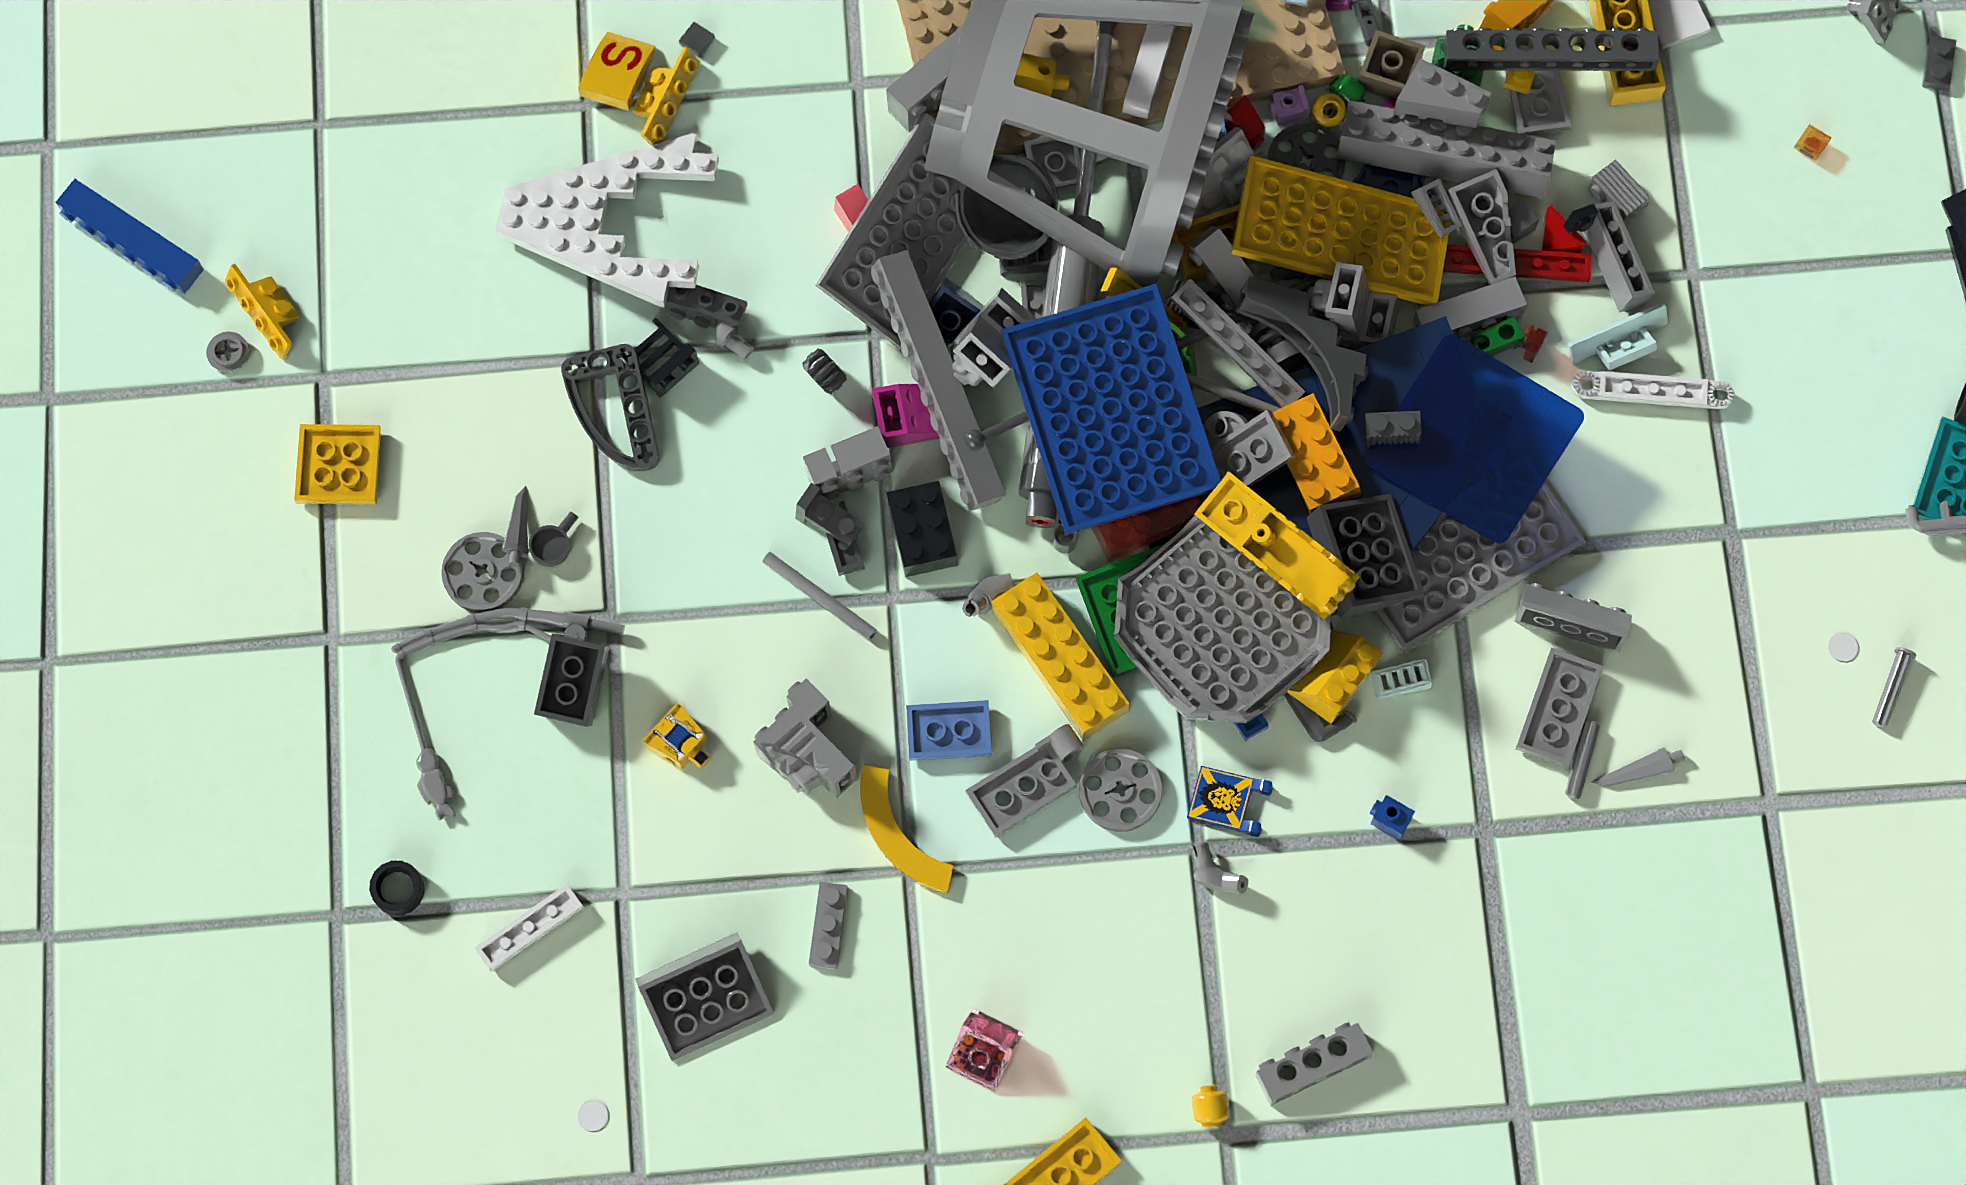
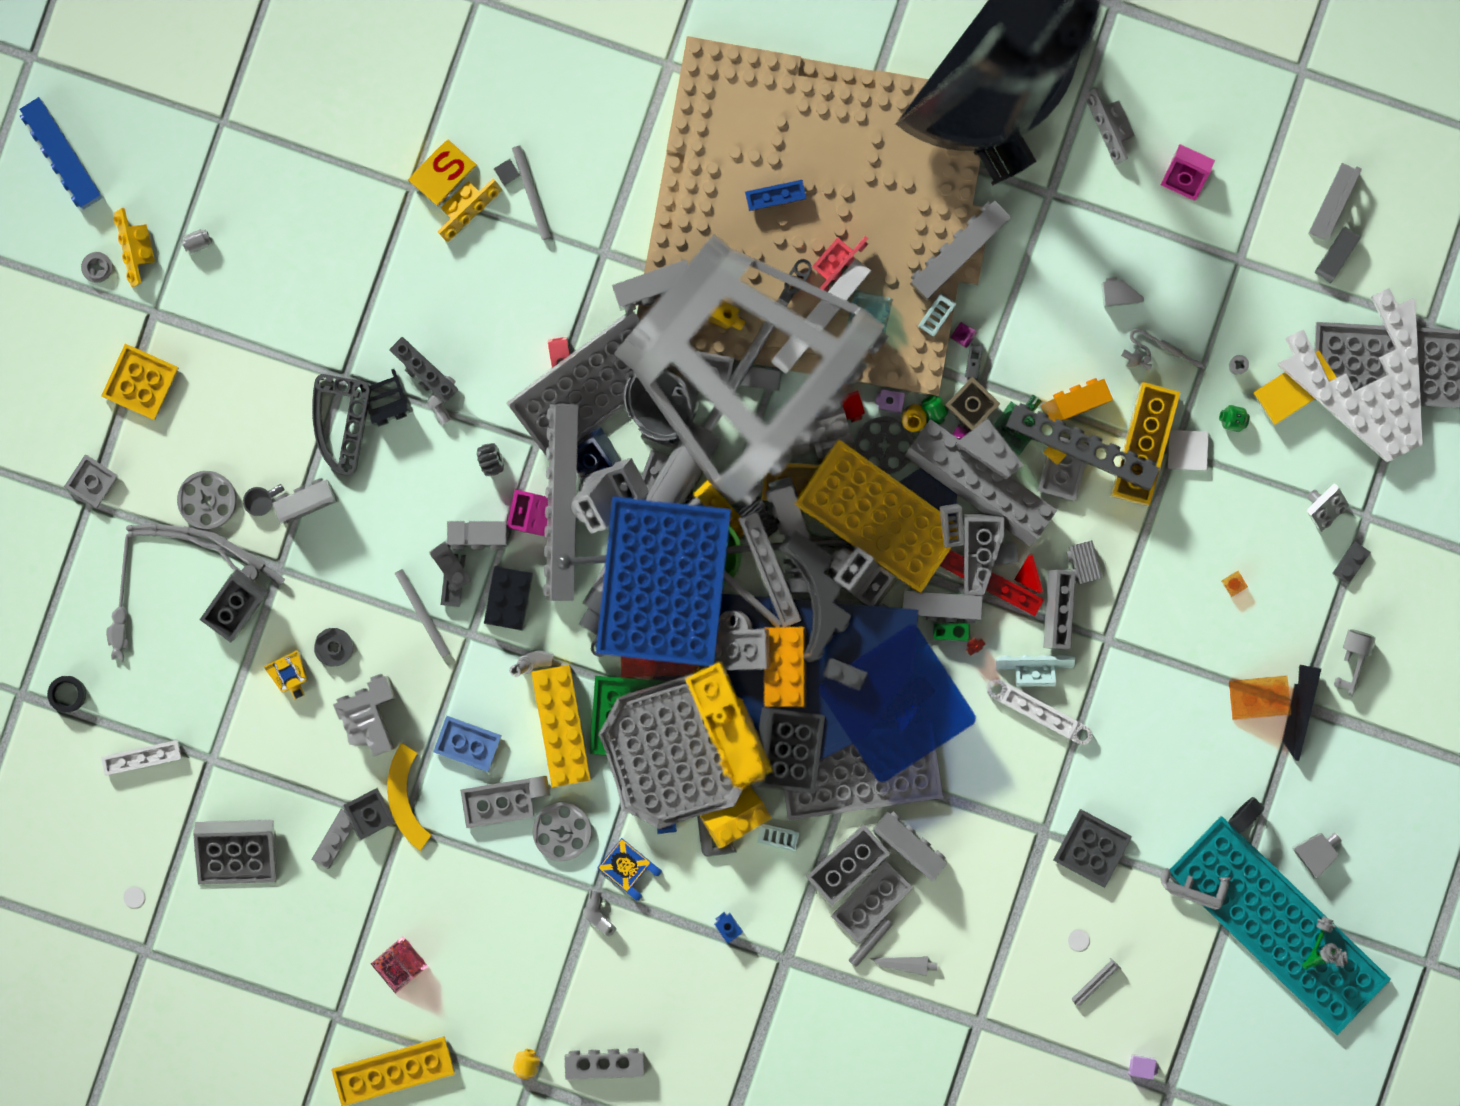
camera: 15 degrees right, 15 degrees up
(323, 609) = (91, 481): none -> light grey plate
(342, 268) = (196, 241): none -> light grey brick
(517, 534) = (238, 486): light grey bar -> none
(566, 213) = (360, 267): white wing -> none
(610, 519) = (304, 501): none -> light grey slope
(719, 668) = (322, 646): none -> dark grey plate
(737, 50) = (531, 192): none -> light grey piece
(859, 871) = (368, 814): none -> dark grey plate
(1507, 671) = (847, 864): none -> light grey brick
(1581, 219) = (1045, 577): black plate -> none
(1802, 524) = (1092, 848): none -> dark grey plate
(1916, 257) = (1260, 697): none -> clear orange slope

